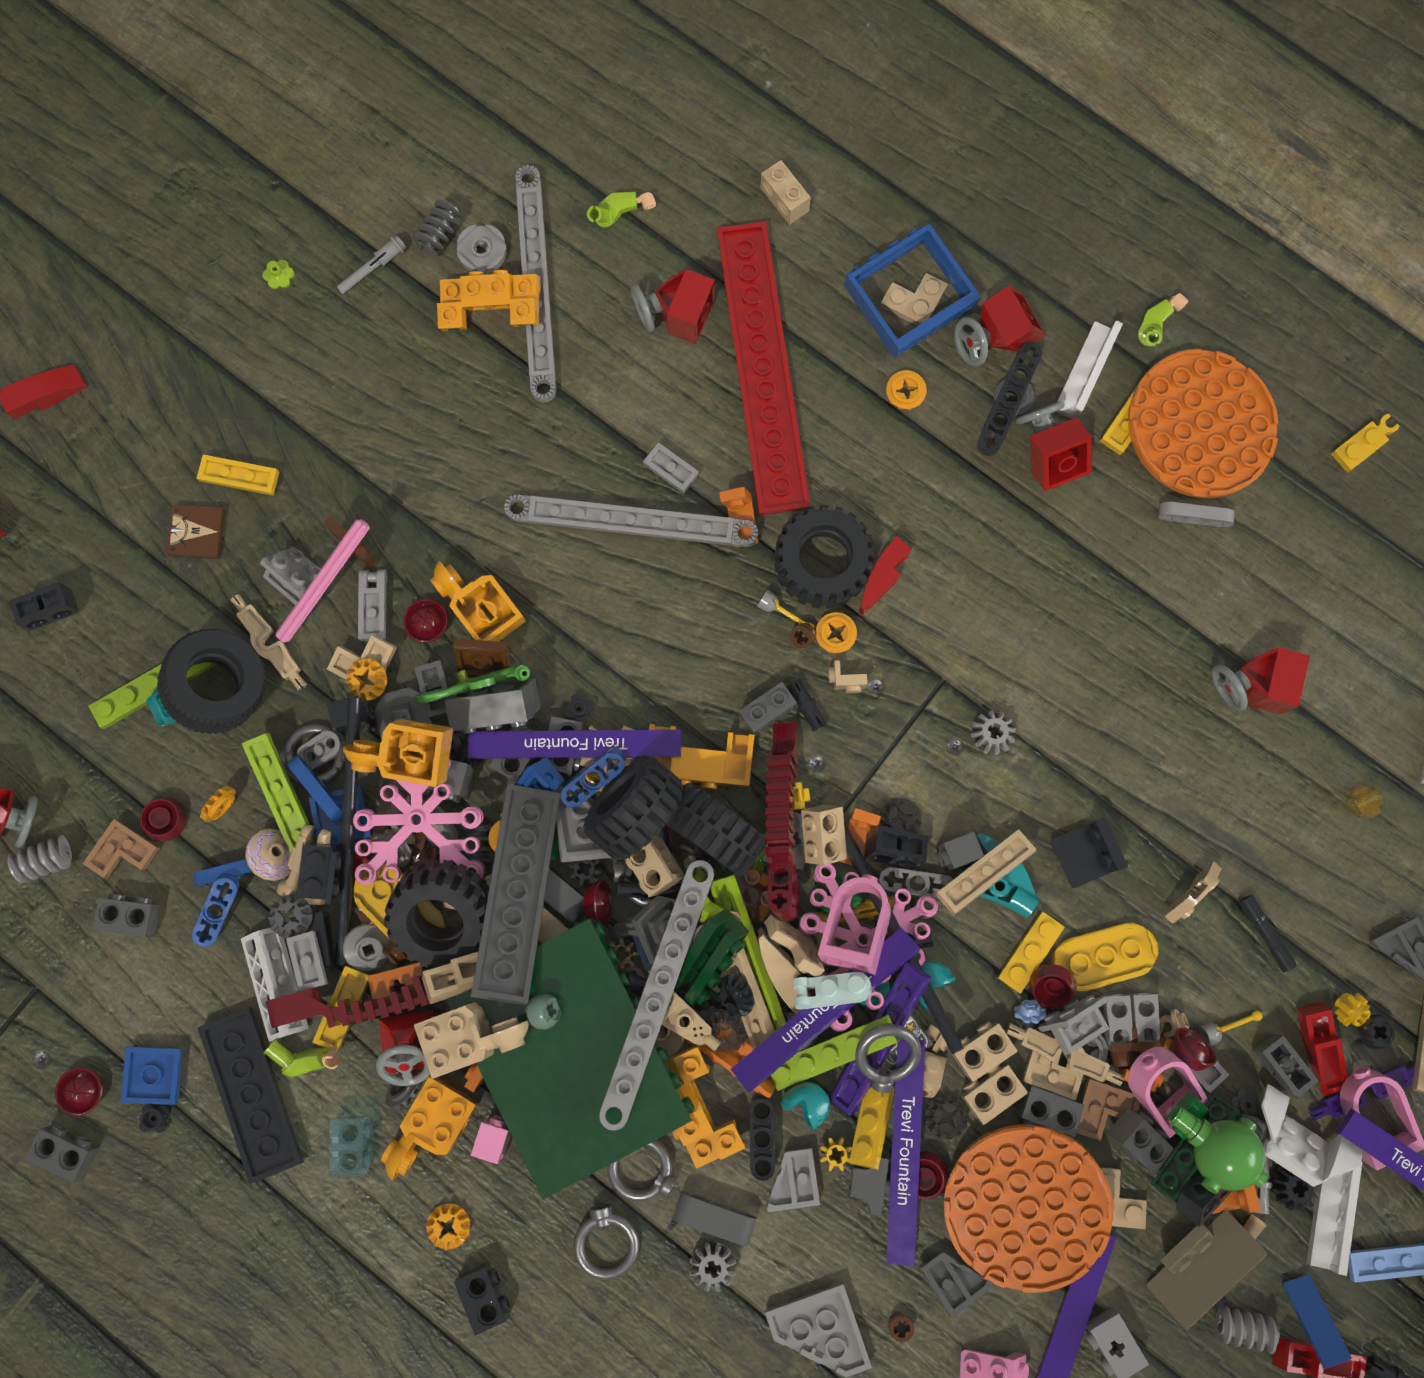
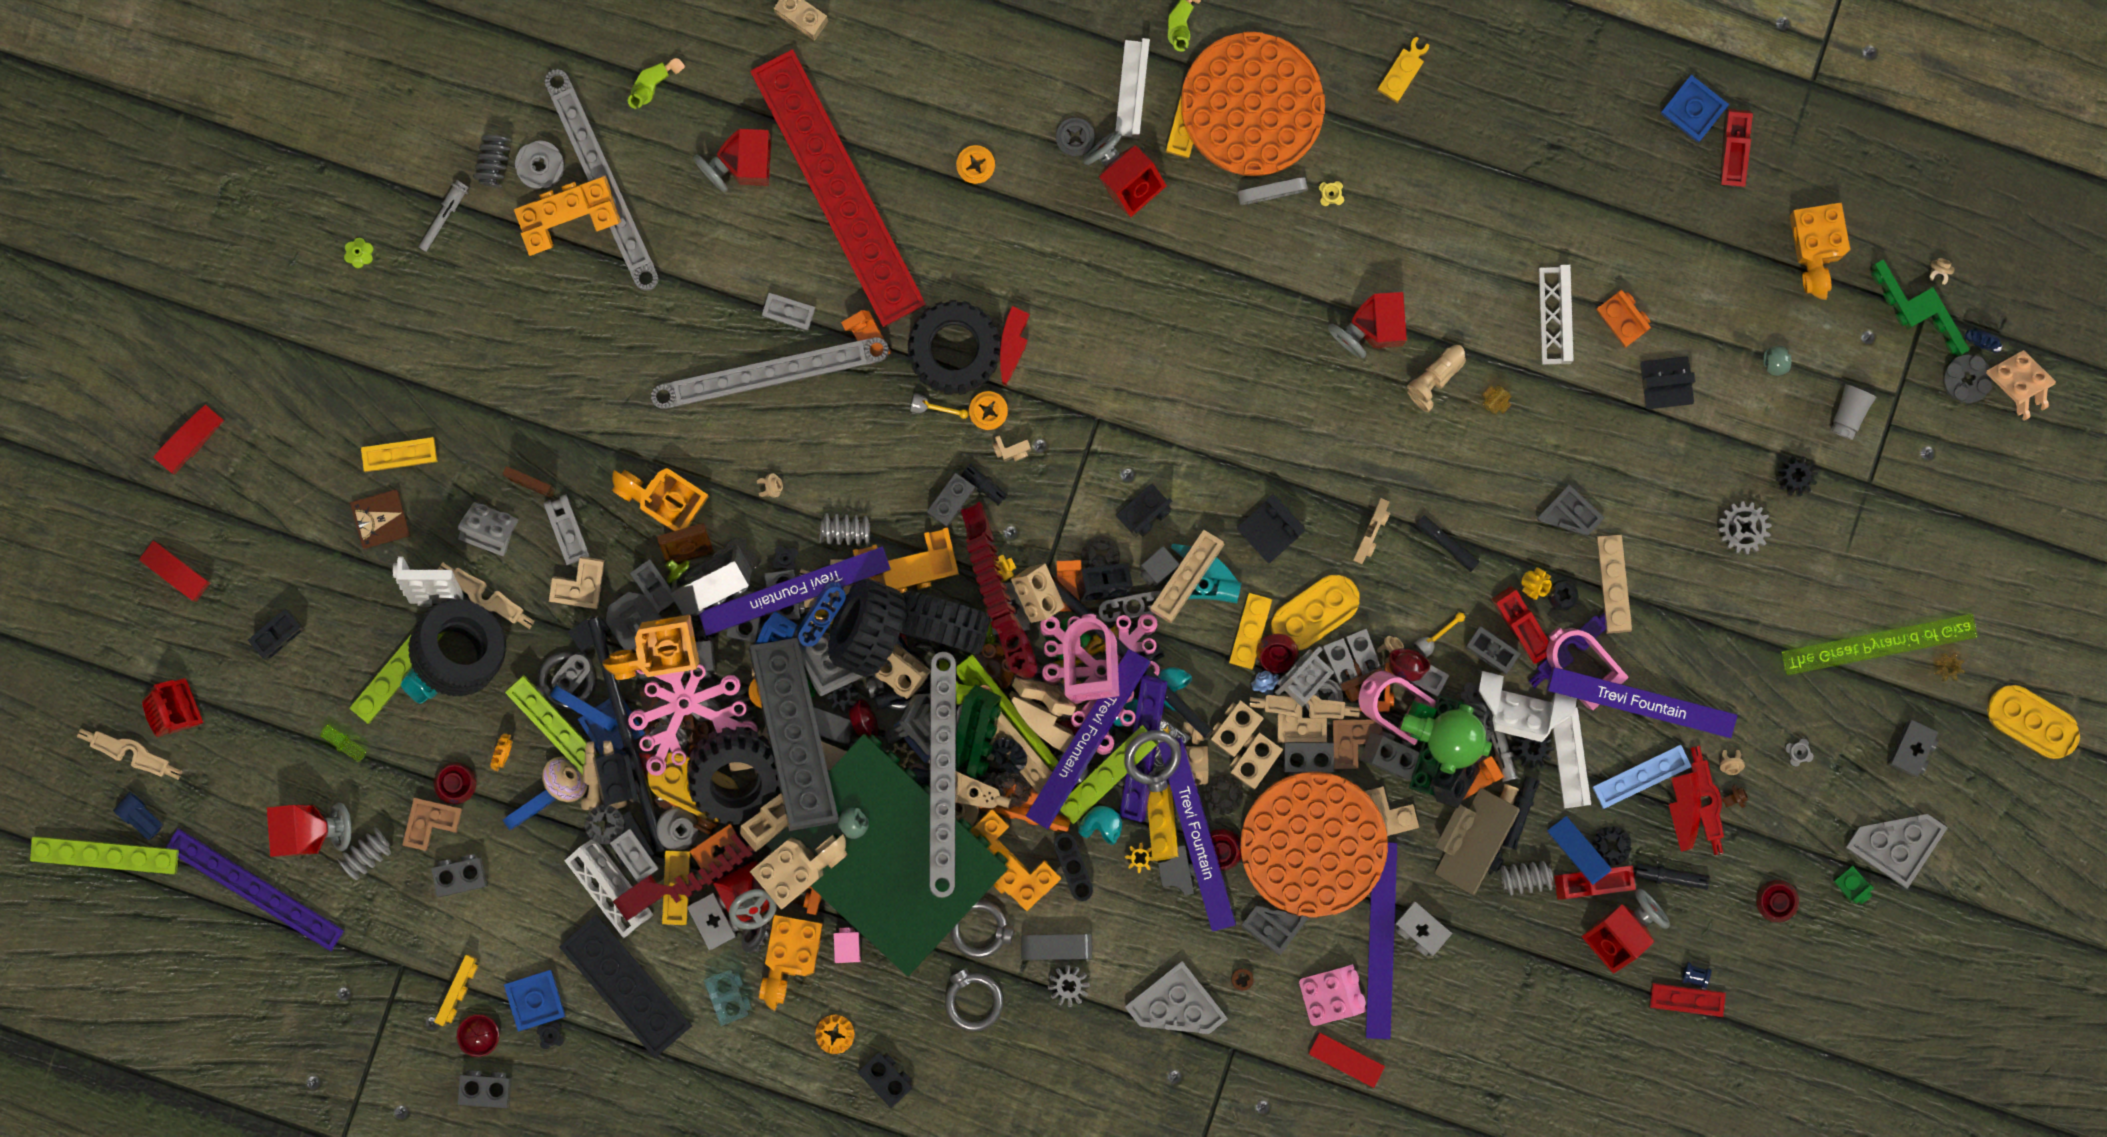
camera: 25 degrees left, 5 degrees up
(67, 738) = (343, 743): none -> clear neon green axle
(75, 1036) = (457, 991): none -> yellow plate
(201, 605) = (426, 586): none -> white bracket
(205, 916) = (530, 826): blue beam -> none
(304, 1061) = (661, 941): lime arm -> none
(322, 580) = (519, 525): bright pink axle -> none
(361, 1072) = (701, 914): none -> light grey brick
(376, 675) = (597, 591): light orange gear -> none
(425, 620) = (620, 527): dark red hat -> none
(509, 674) = (693, 565): bright green plant -> none
(593, 631) = (773, 485): none -> tan plate
(649, 700) = (845, 529): none -> light grey piece
(795, 1182) = (1114, 893): light grey wing -> none
(810, 633) = (954, 426): reddish brown bush -> none
(832, 990) = (1087, 721): light aqua plate -> none
(897, 249) = (922, 39): blue window -> none
(915, 306) = (960, 80): tan plate -> none
(960, 788) = (1144, 511): none -> black bracket
(1002, 730) = (1162, 446): light grey gear -> none
(1004, 324) = (1044, 75): red piece -> none
(1014, 387) = (1073, 154): black beam -> none
(1258, 531) = (1336, 188): none -> light yellow plate
(1269, 1241) = (1524, 803): none -> black pin
(1294, 763) = (1436, 375): none -> tan piece
(1354, 1313) = (1612, 833): none -> black gear

